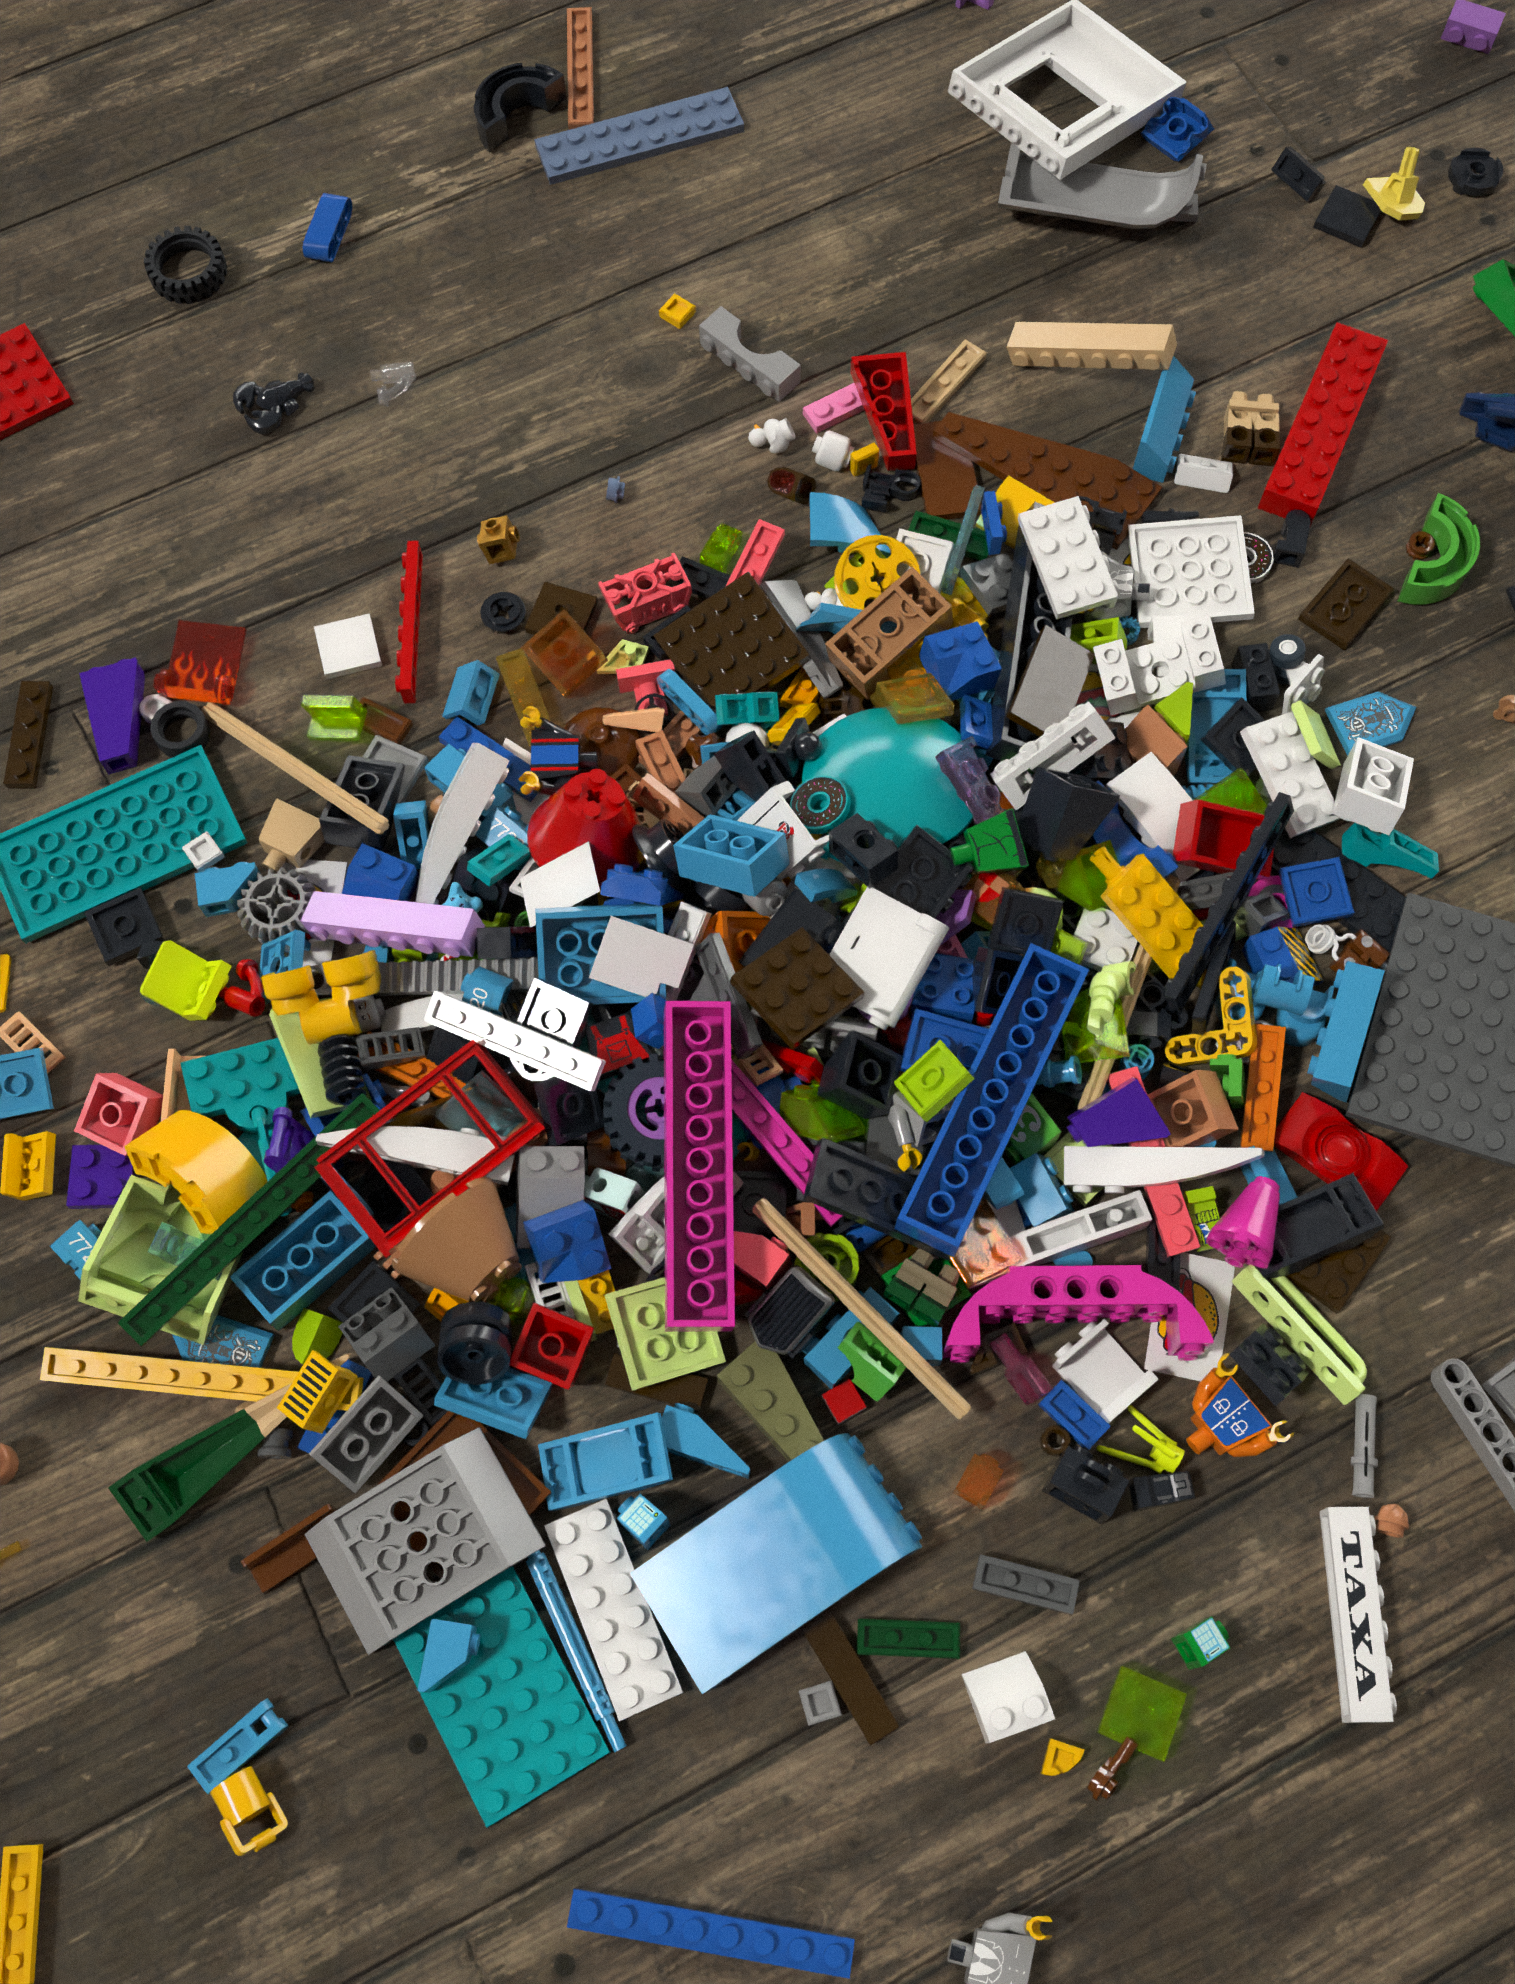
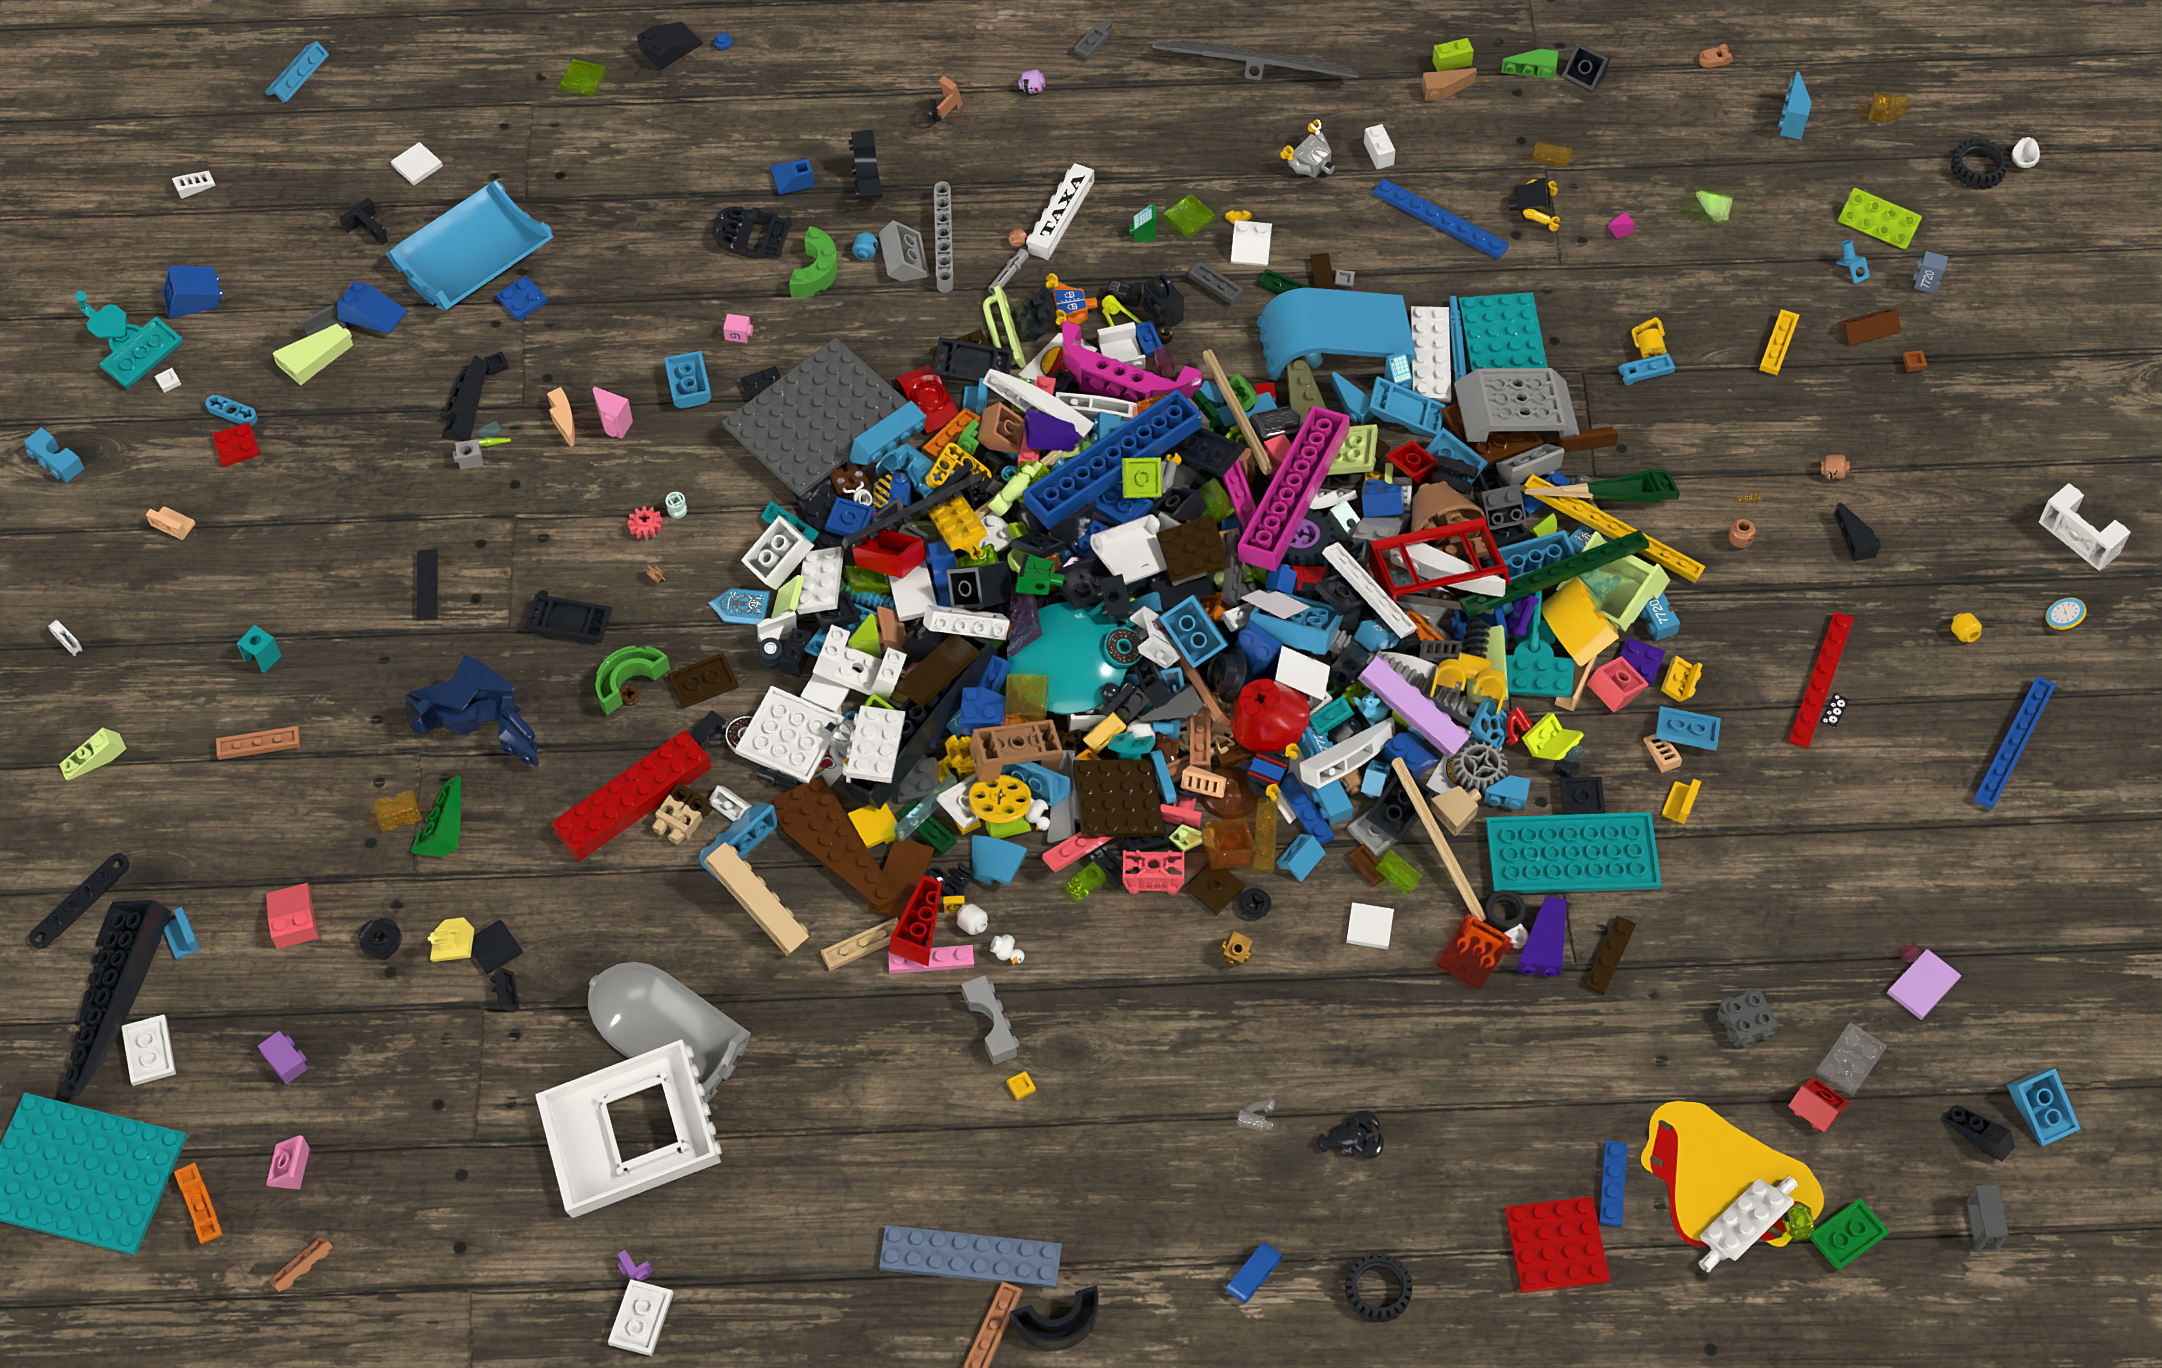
camera: 155 degrees left, 10 degrees down
(203, 852) = (1516, 815): white tile -> none
(316, 1393) = (1551, 482): yellow panel -> none
(409, 632) = (1318, 928): red plate -> none
(446, 1652) = (1524, 354): dark azure slope -> none
(615, 489) = (1136, 959): sand blue plate -> none
(791, 484) = (1015, 907): dark brown rock -> none
(979, 1480) = (1215, 330): clear orange brick -> none
(991, 515) = (902, 804): blue plate -> none
(1104, 1782) = (1222, 199): reddish brown plate -> none
(1105, 523) = (830, 782): black piece -> none
(1177, 128) = (562, 1066): blue slope -> none
(1249, 1225) = (1011, 362): dark pink cone -> none

